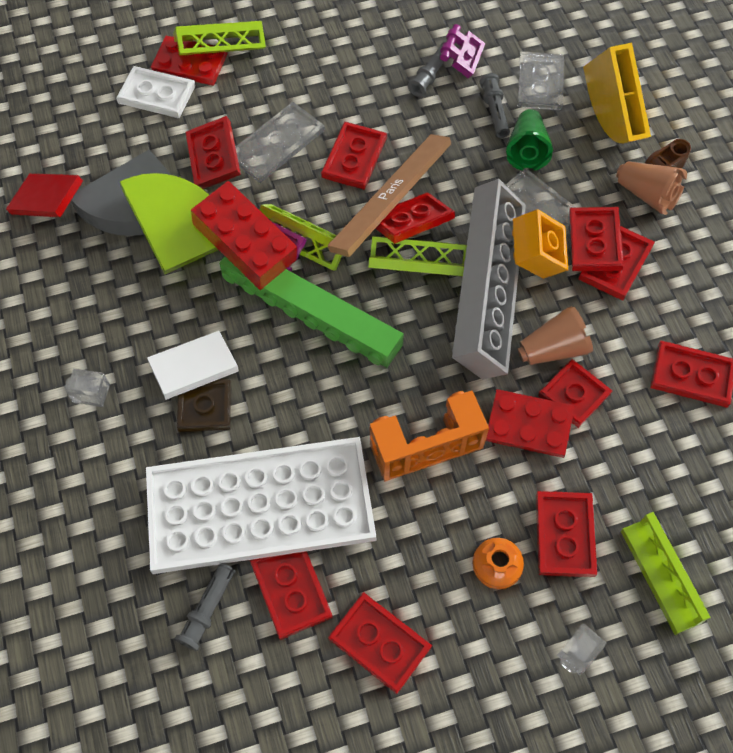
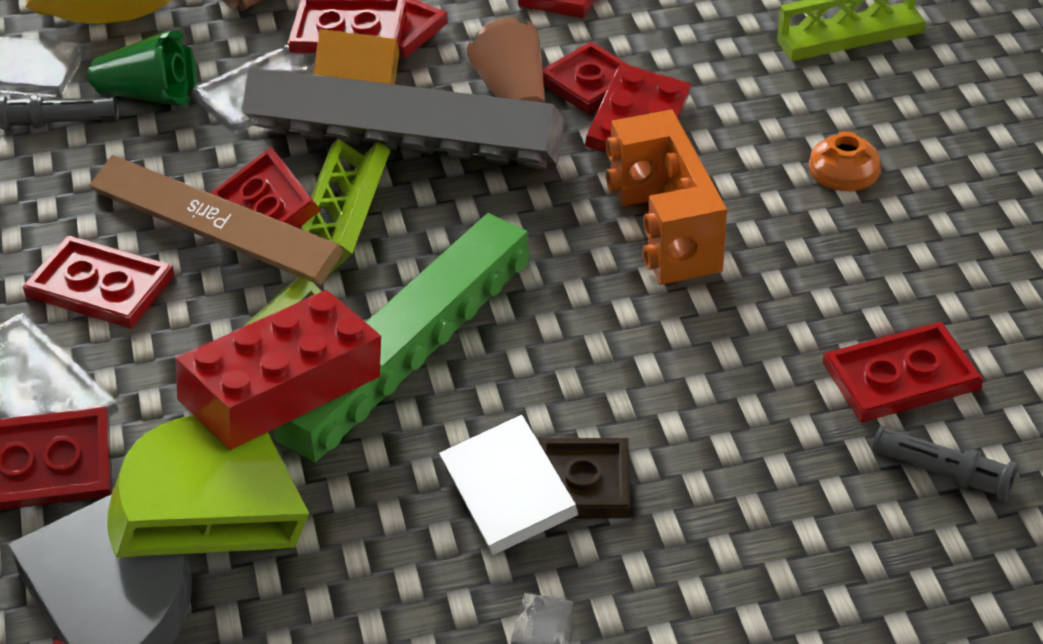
camera: 85 degrees left, 20 degrees down
(258, 505) = (774, 406): white plate -> none
(380, 642) = (971, 280): red tile -> none
(566, 534) = (802, 96): red plate -> none
(581, 650) = (959, 93): clear brick -> none

